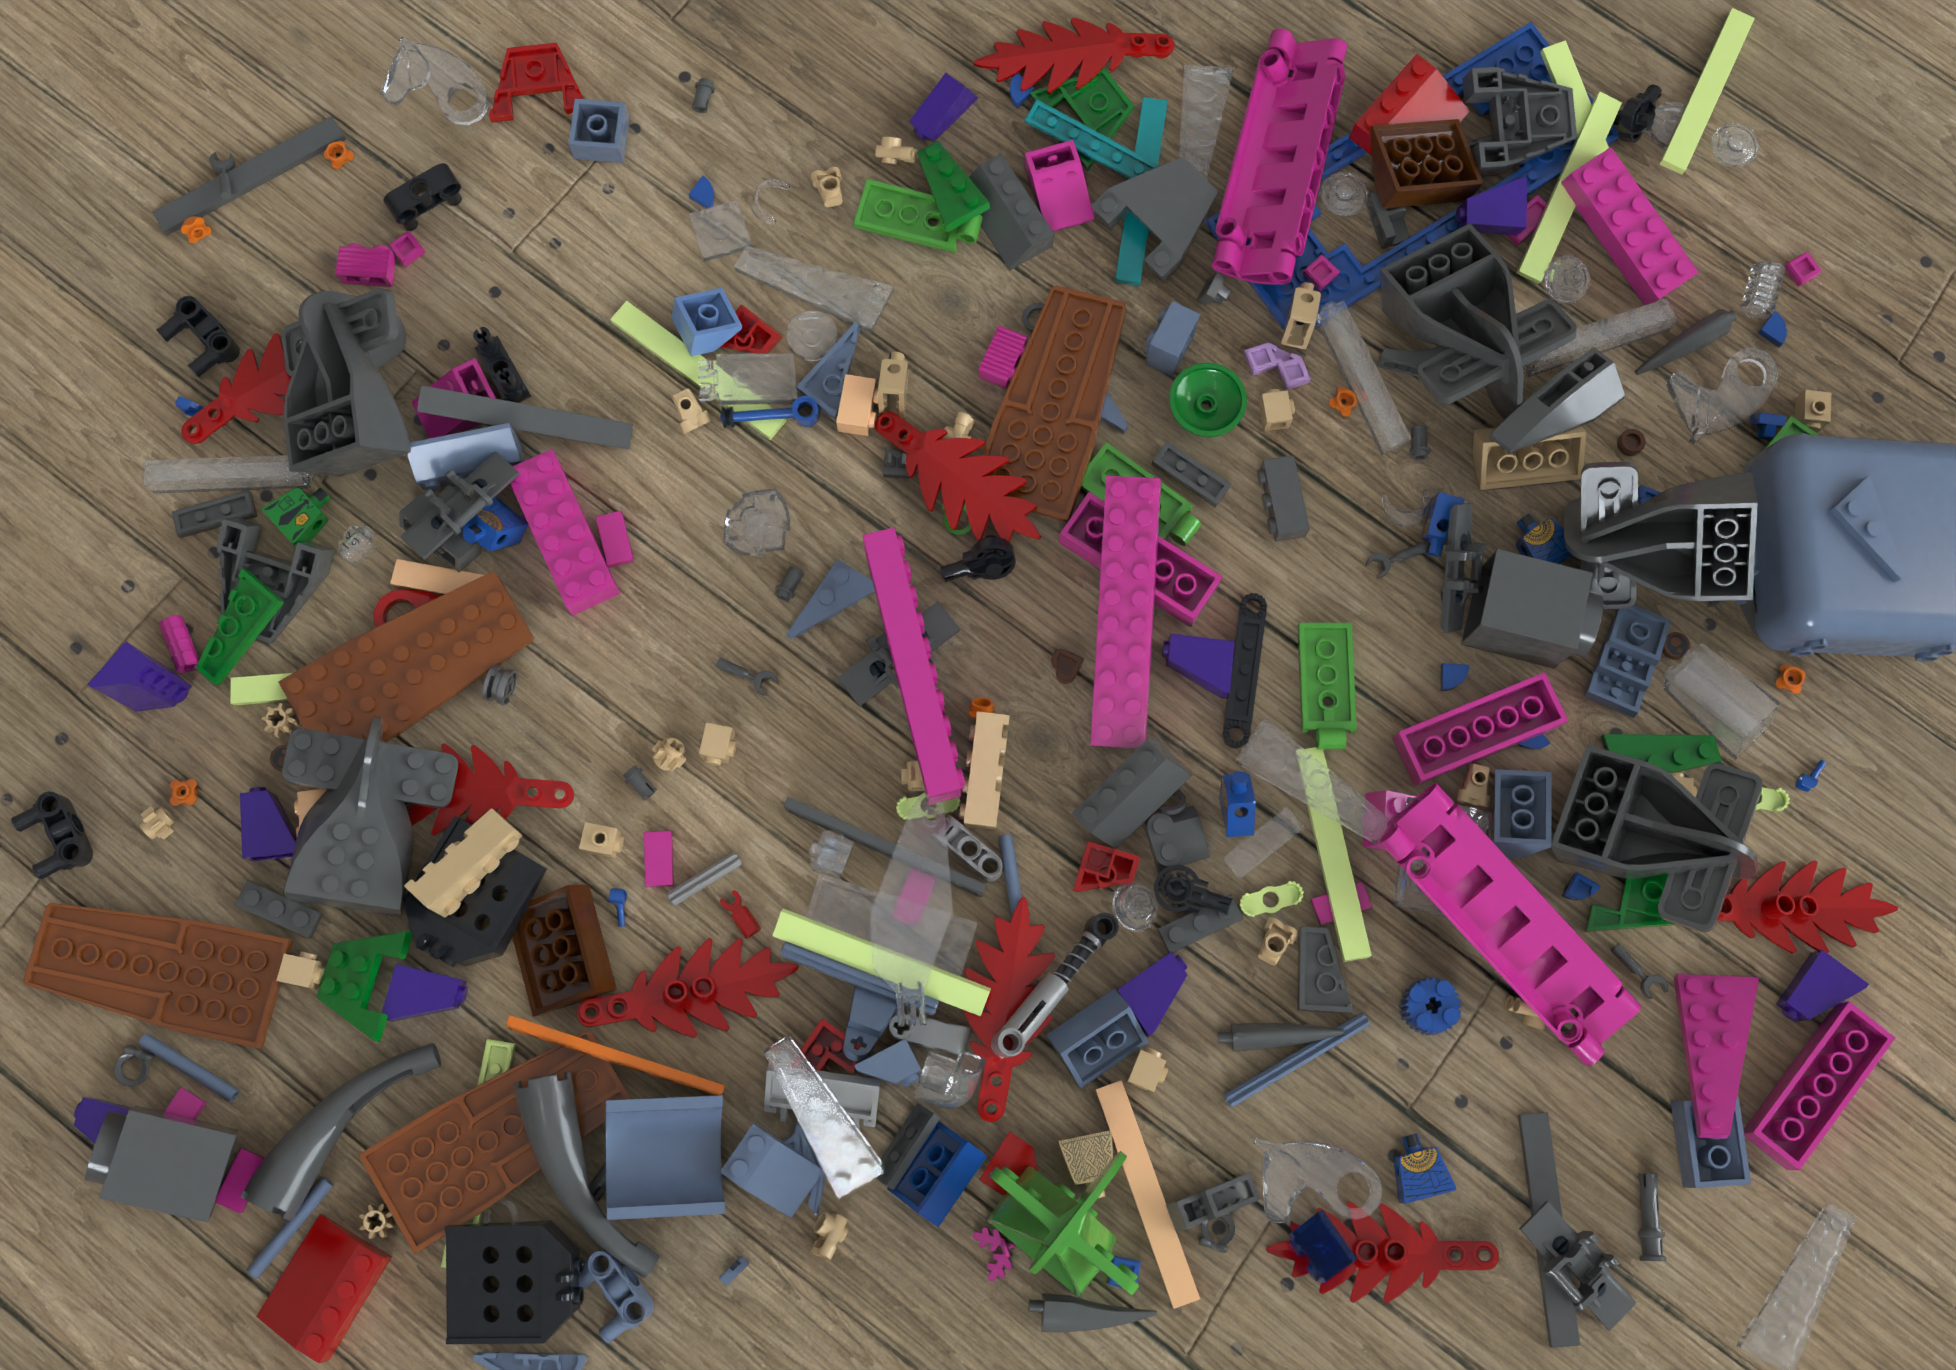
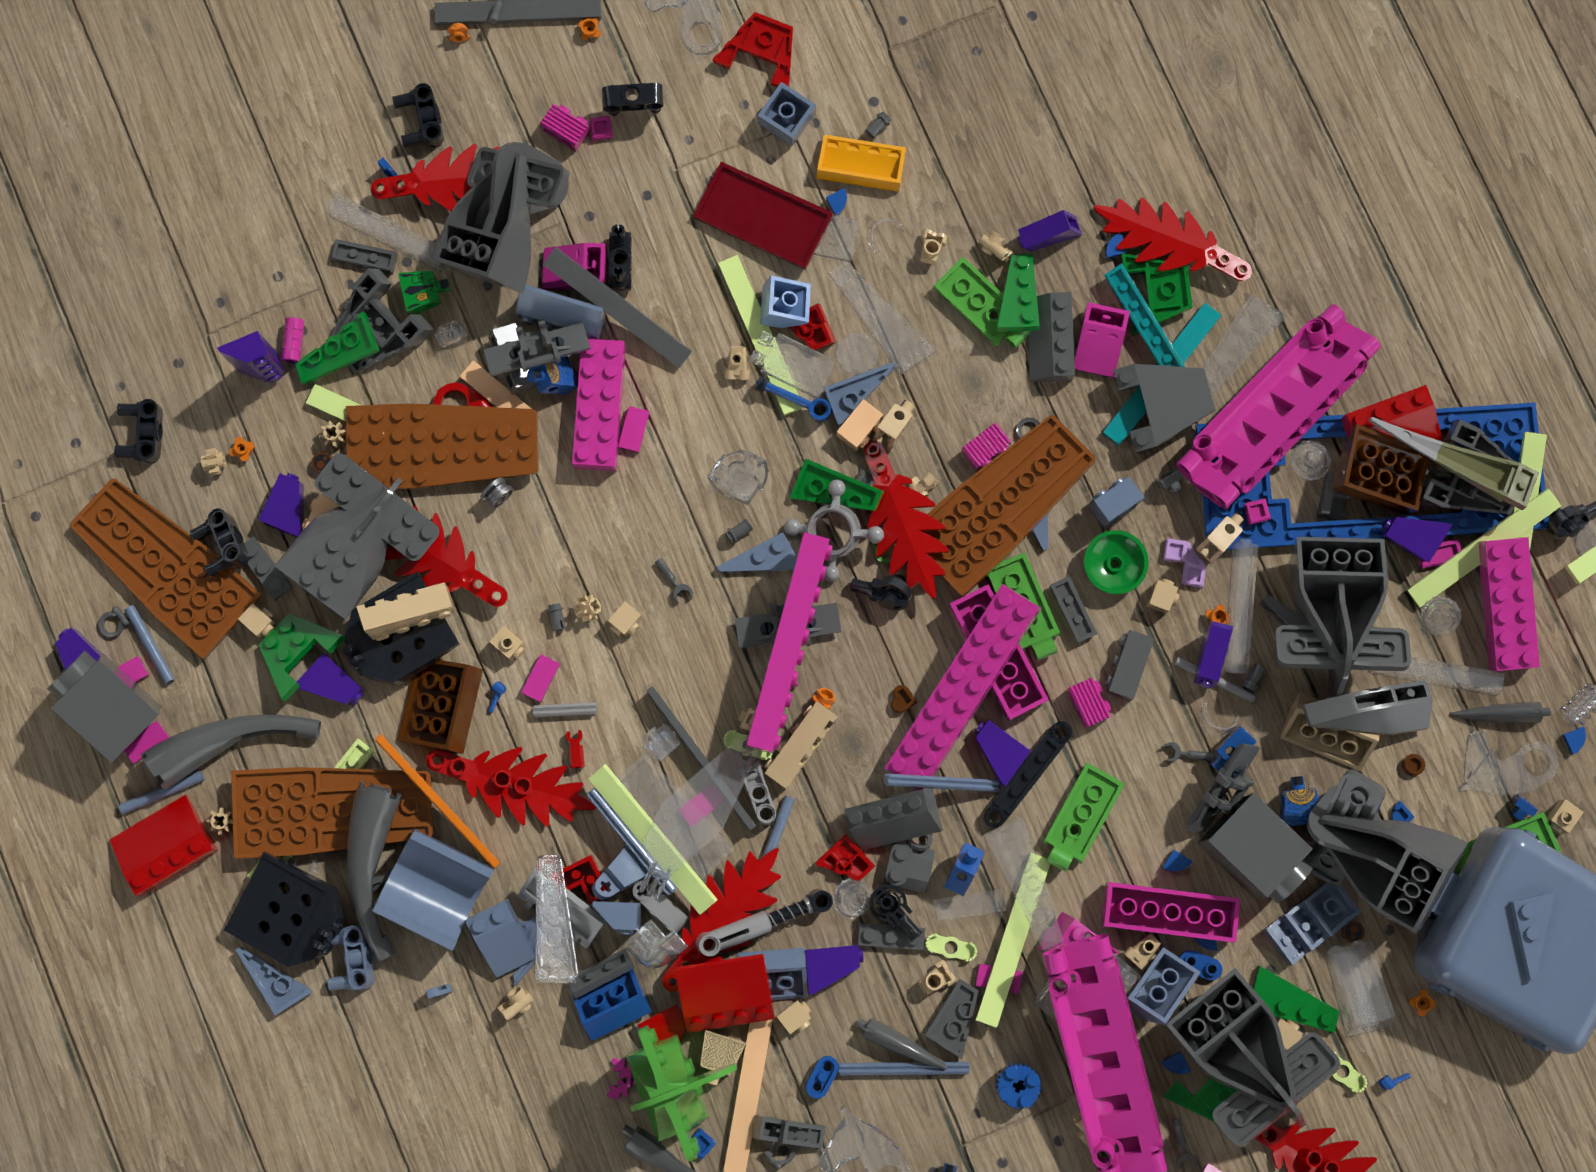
camera: 30 degrees right, 5 degrees up
(216, 897) = (227, 539): none -> black piece
(631, 246) = (763, 215): none -> dark red tile
(706, 142) = (861, 163): none -> light orange slope
(860, 484) = (814, 482): none -> green wing
(937, 505) = (874, 534): none -> light grey piece
(1057, 1086) = (725, 993): none -> red slope
(1160, 725) = (942, 782): none -> sand blue axle
(1215, 1119) = (821, 1076): none -> blue plate
(1264, 559) = (1089, 702): none -> dark pink brick
(1363, 438) = (1212, 654): none -> dark purple slope
(1381, 466) = (1222, 682): none -> light grey bar
(1541, 103) = (1495, 476): none -> olive plate
(1545, 763) = (1202, 962): none -> blue plate

